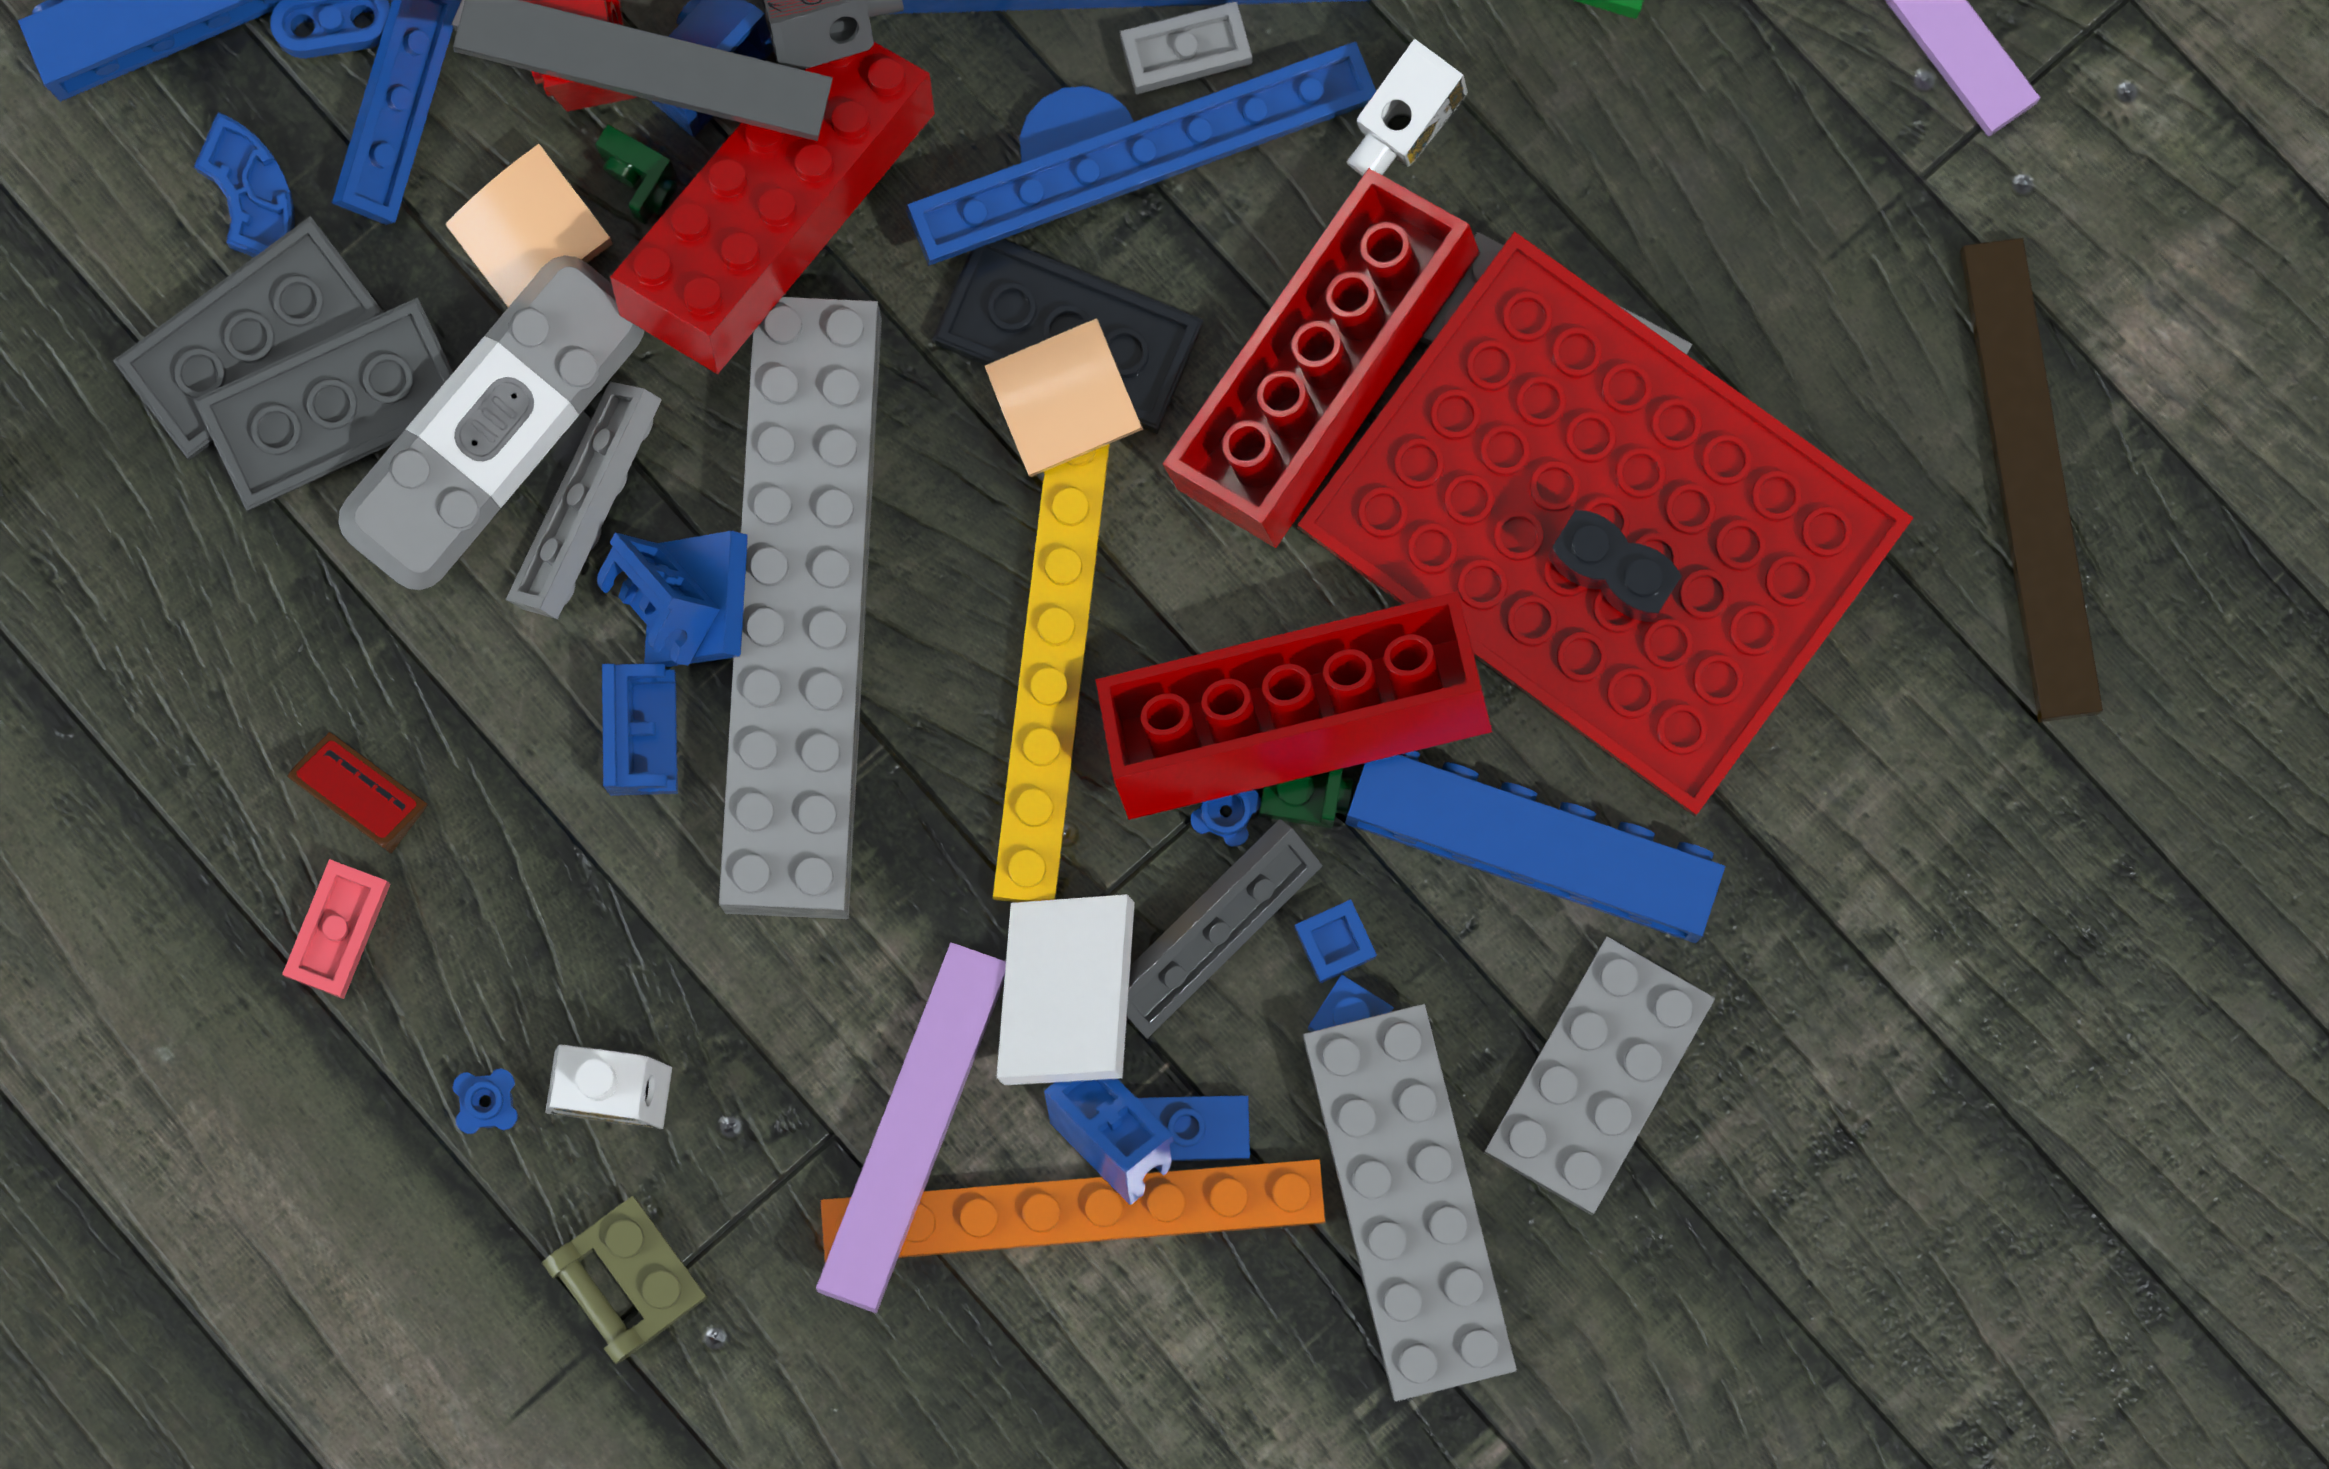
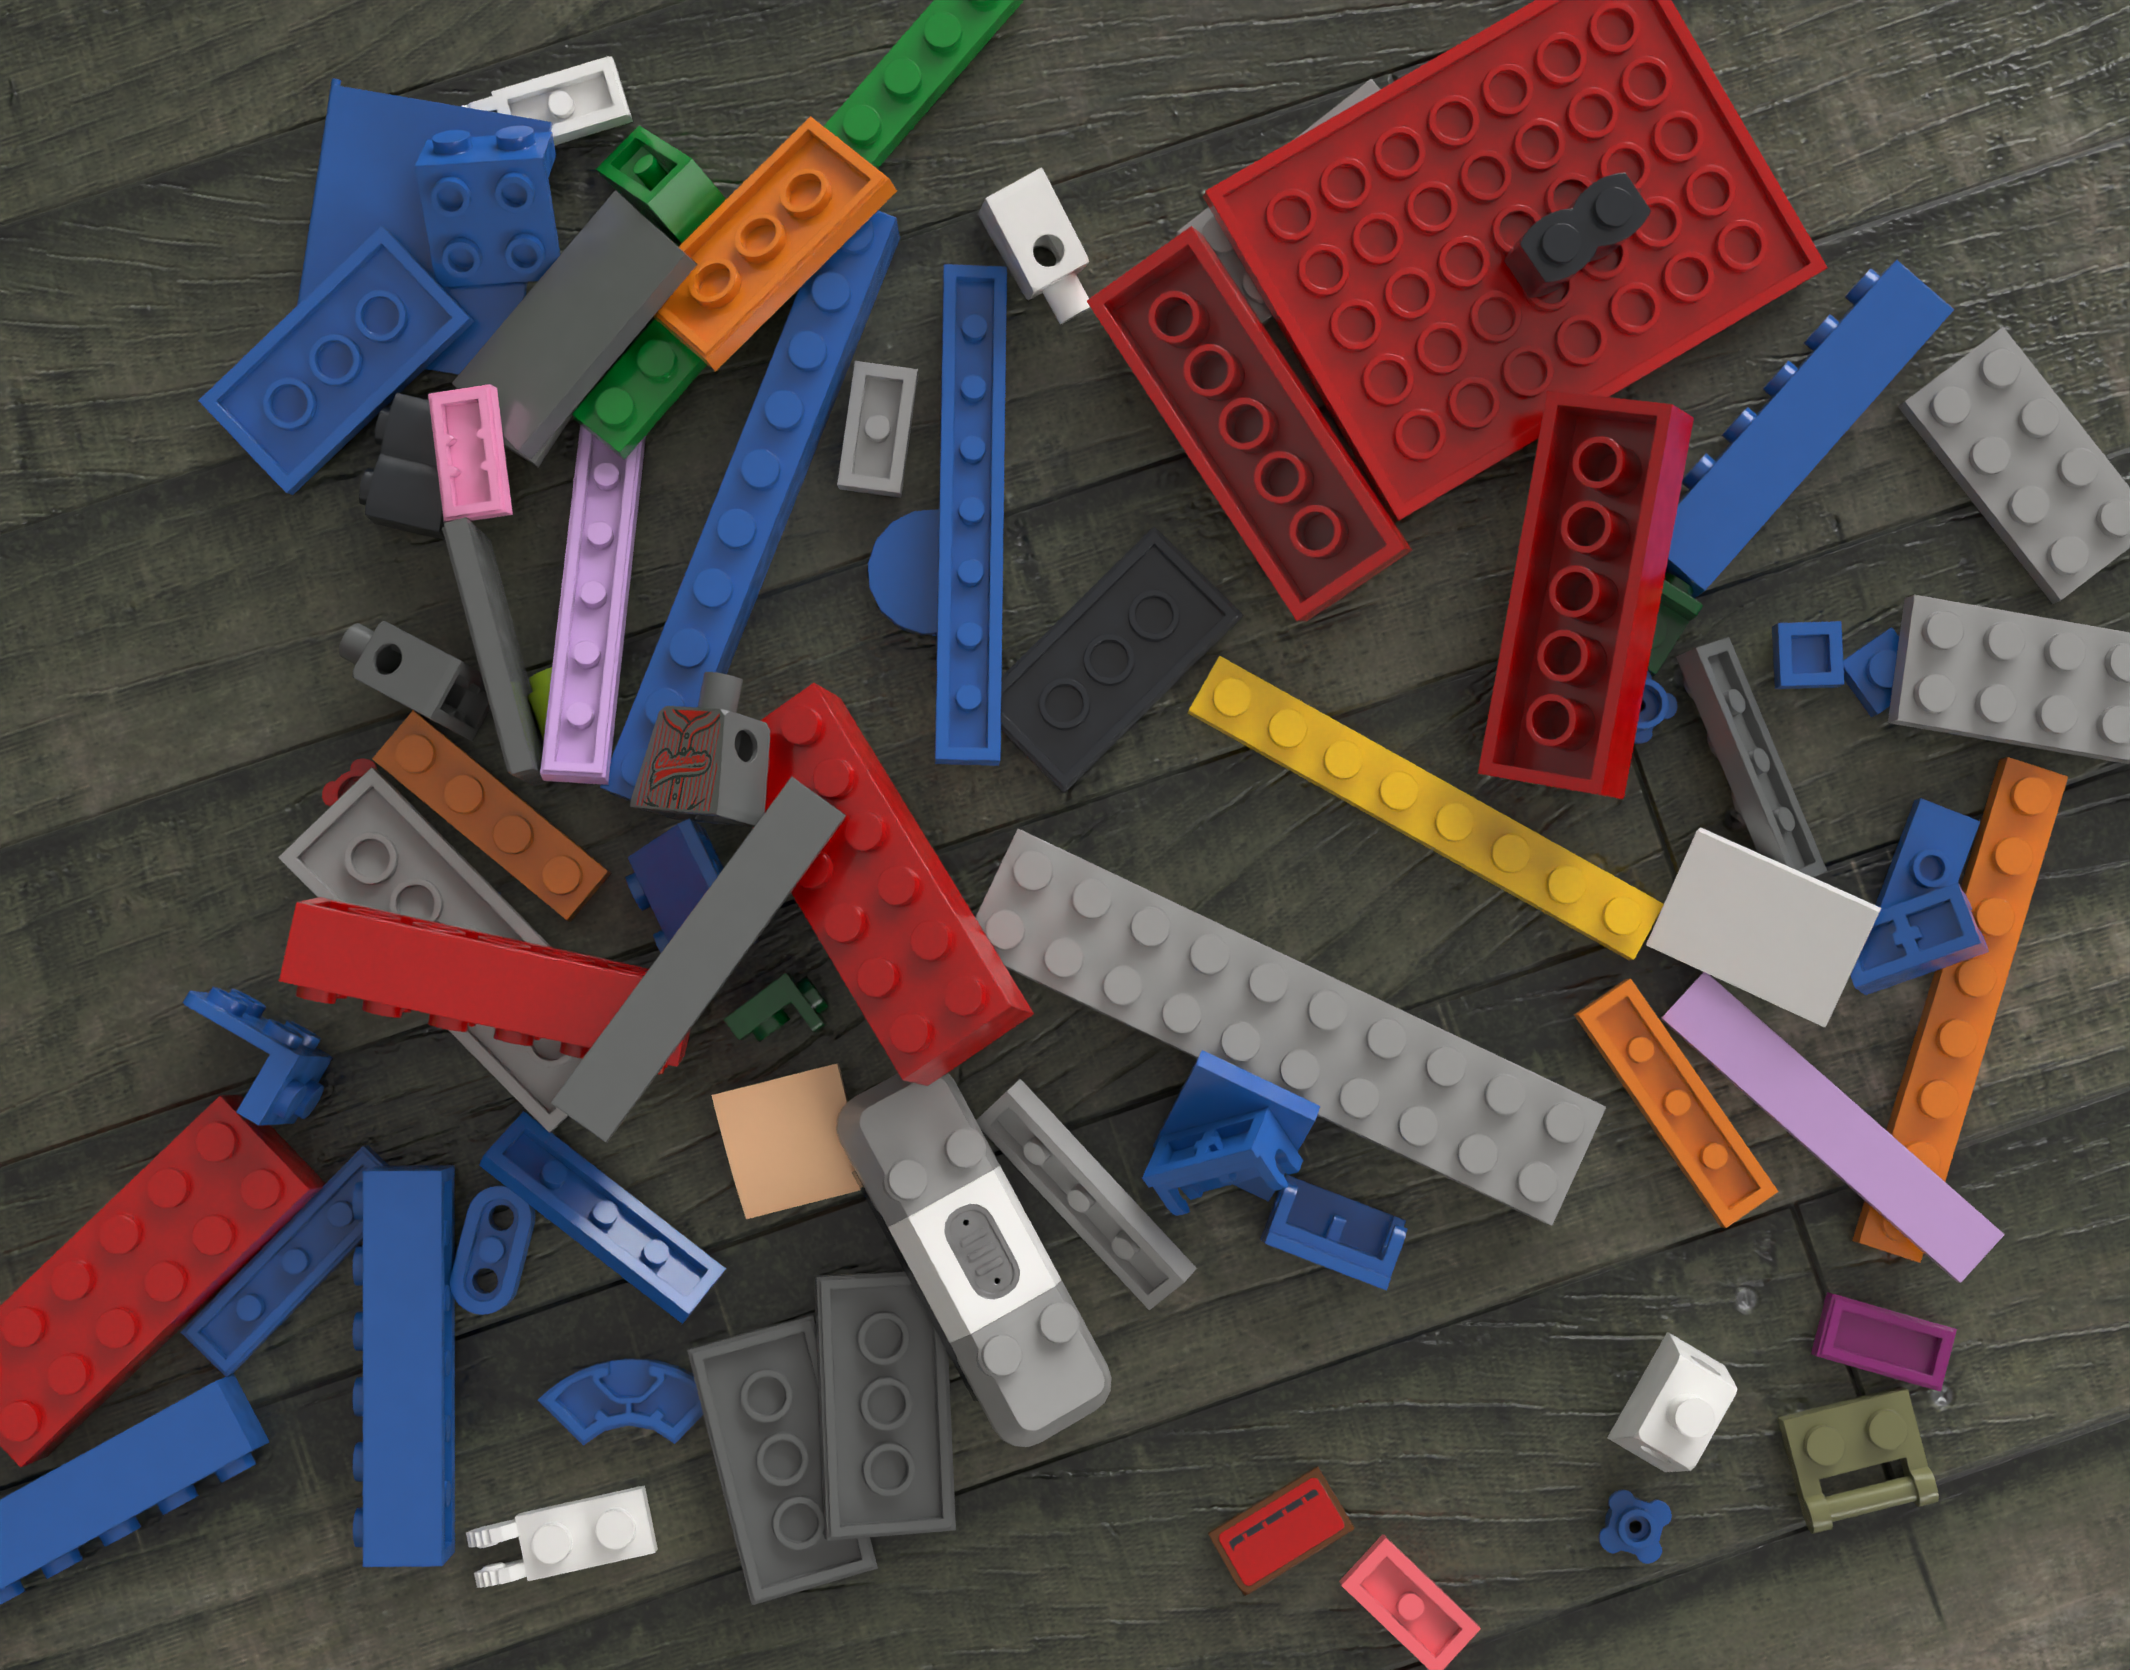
camera: 70 degrees left, 5 degrees up
(112, 191) = (570, 1537): none -> white hinge
(741, 1262) = (1883, 1341): none -> magenta tile
(879, 985) = (1676, 1103): none -> orange plate
(1063, 397) = (1181, 689): light nougat slope -> none

